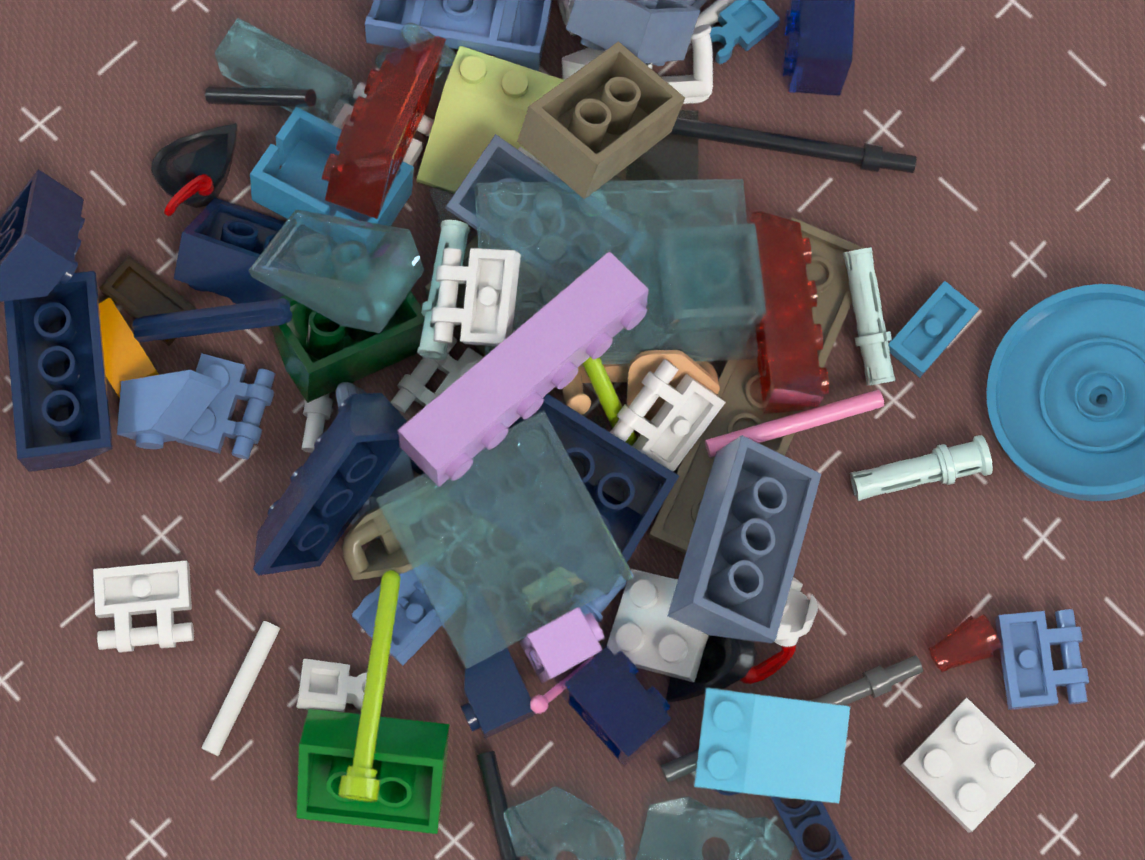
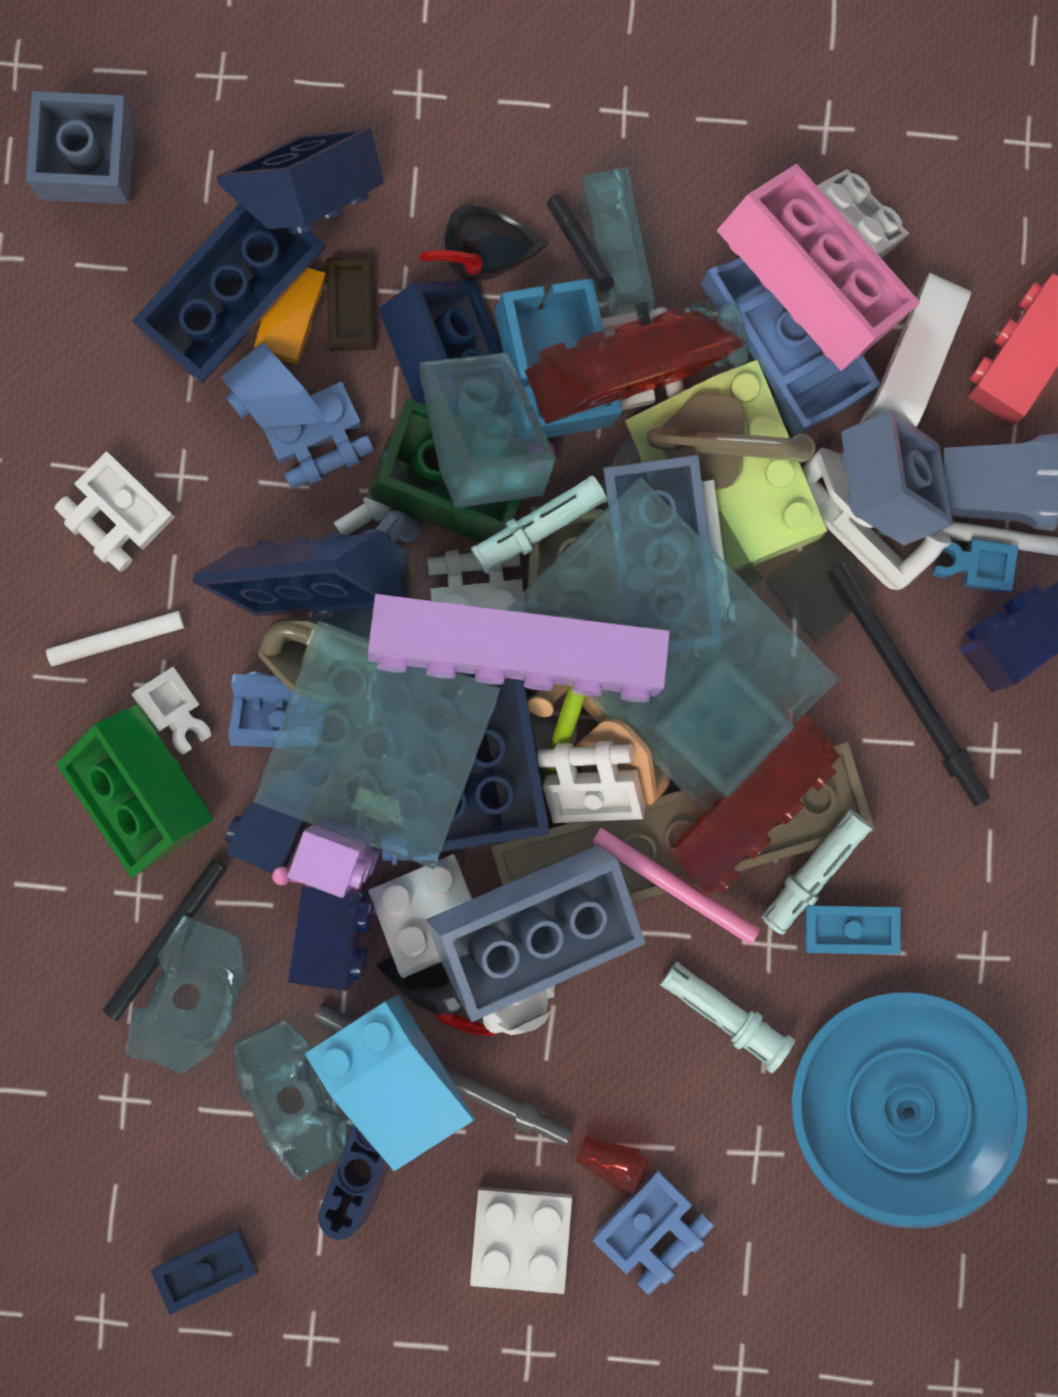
camera: 55 degrees right, 10 degrees up
(212, 320) = (363, 369): dark blue axle -> none
(360, 779) = (103, 794): lime piece -> none
(486, 110) = (715, 431): none -> dark tan piece
(489, 296) = (552, 567): white plate -> none
(600, 119) = (779, 528): dark tan brick -> none

